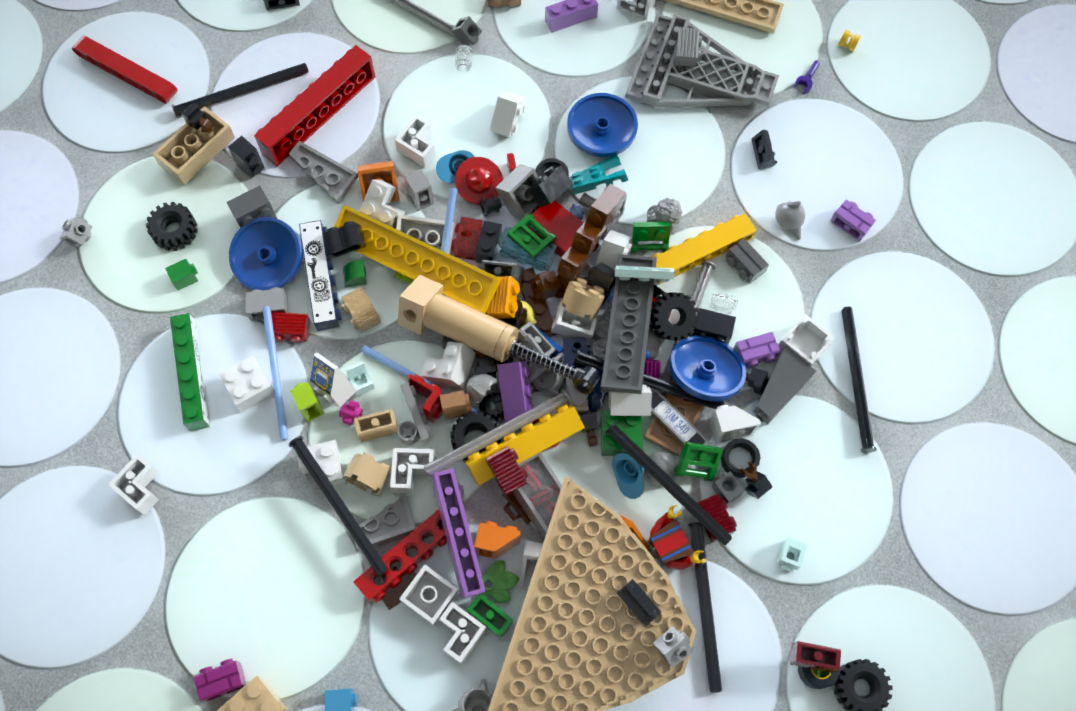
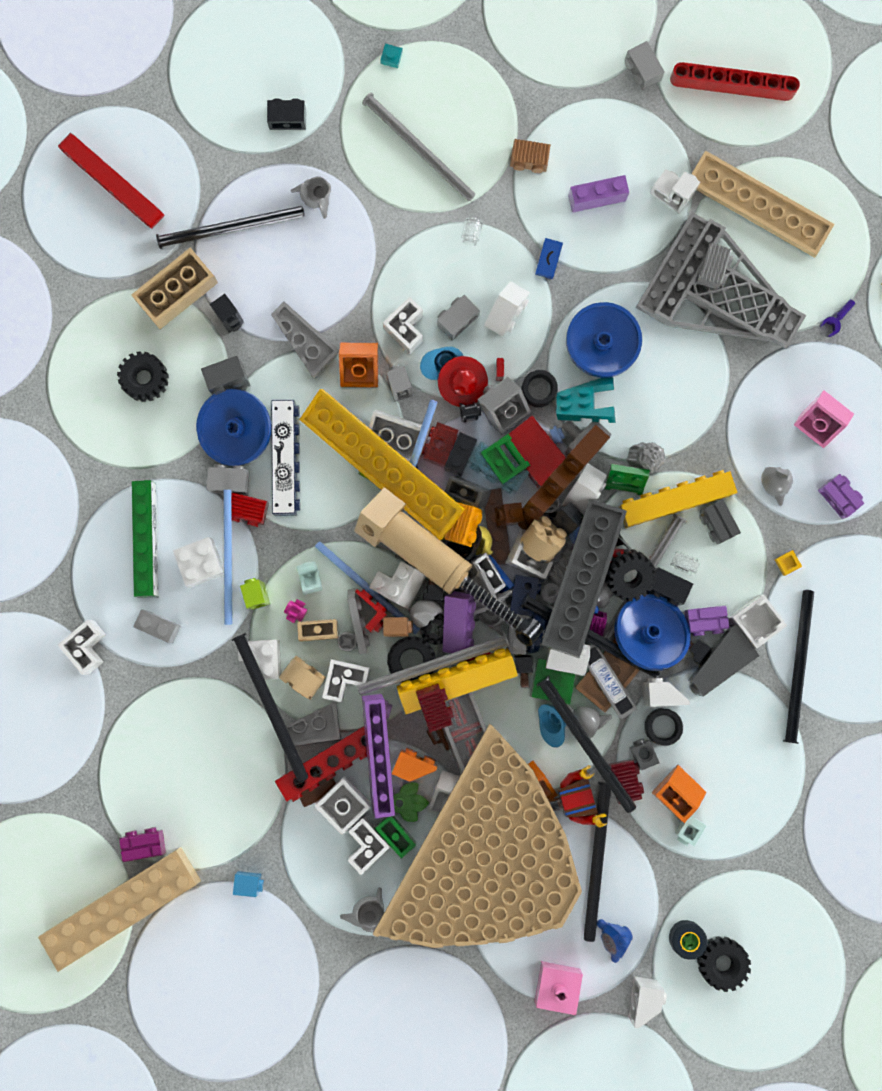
camera: 10 degrees right, 15 degrees up
(76, 231) = (47, 366): light grey brick -> none
(182, 274) = (148, 432): green brick -> none
(196, 118) = (181, 264): black piece -> none
(211, 452) = (157, 626): none -> light grey brick
(315, 49) = (315, 193): none -> light grey piece
(315, 105) = (307, 263): red brick -> none
(330, 381) = (280, 579): white slope -> none
(343, 239) = (315, 428): black brick -> none
(354, 273) = (320, 463): green brick -> none
(361, 310) = (320, 504): tan brick -> none
(378, 203) = (354, 394): white brick -> none
(464, 128) = (457, 317): none -> light grey brick
(466, 31) = (480, 199): dark grey brick -> none
(538, 70) = (549, 258): none -> blue tile
(550, 186) = (534, 408): black brick -> none
(639, 602) = (534, 857): black hinge -> none
(644, 273) = (610, 529): light aqua plate -> none
(673, 646) = (557, 905): light grey brick -> none
(701, 456) = (624, 721): green plate -> none
(742, 683) = (615, 939): none -> blue rock
(756, 481) = (673, 755): black piece -> none
(763, 149) = (768, 398): black plate -> none
(772, 520) = (680, 794): none -> orange slope
(815, 656) = (686, 935): dark red brick -> none
(818, 155) = (824, 419): none -> bright pink brick
(820, 286) = (788, 563): none -> yellow plate

